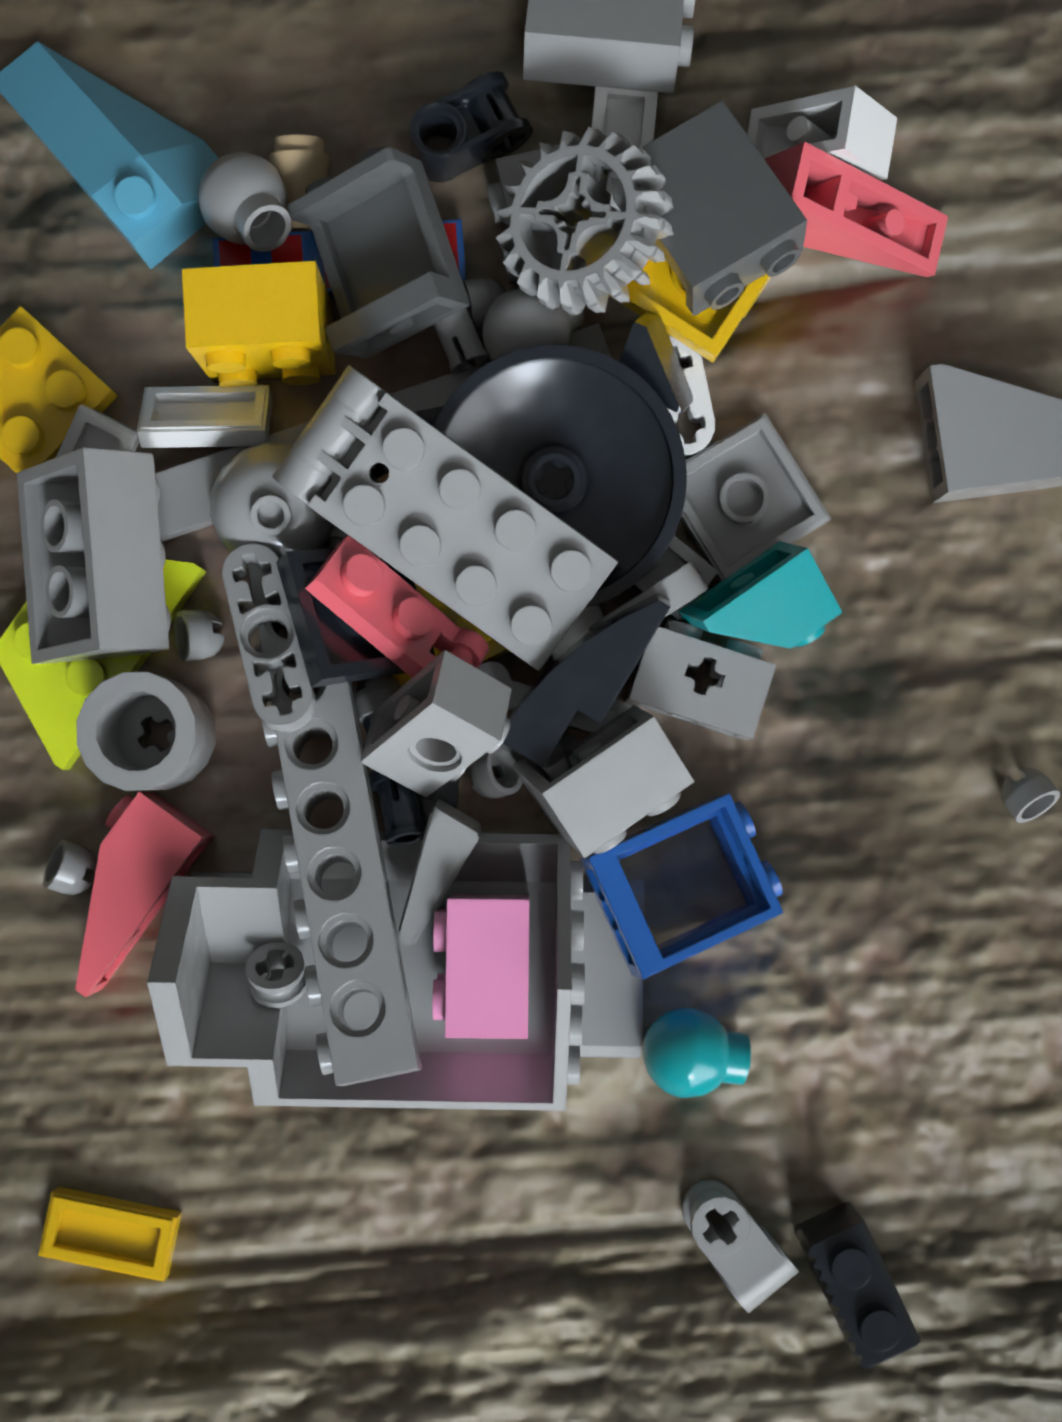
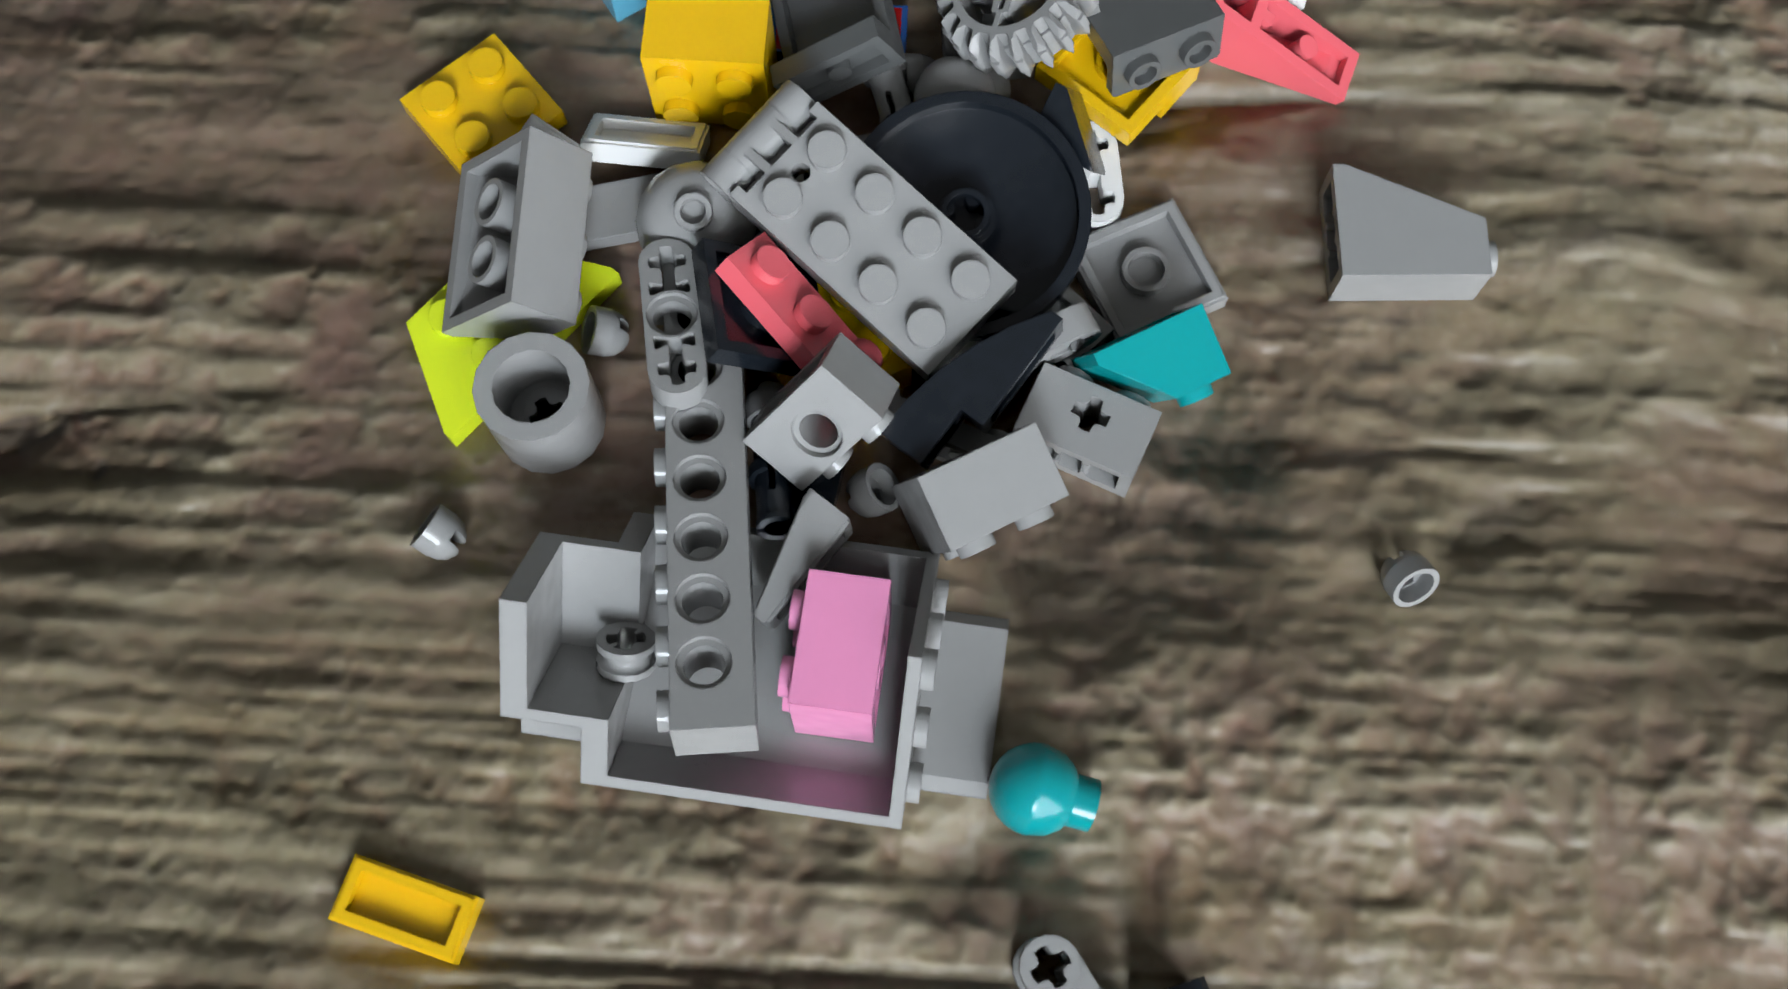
camera: 10 degrees right, 15 degrees down
(132, 880) = (496, 538): coral slope -> none
(754, 878) = (985, 634): blue window -> none

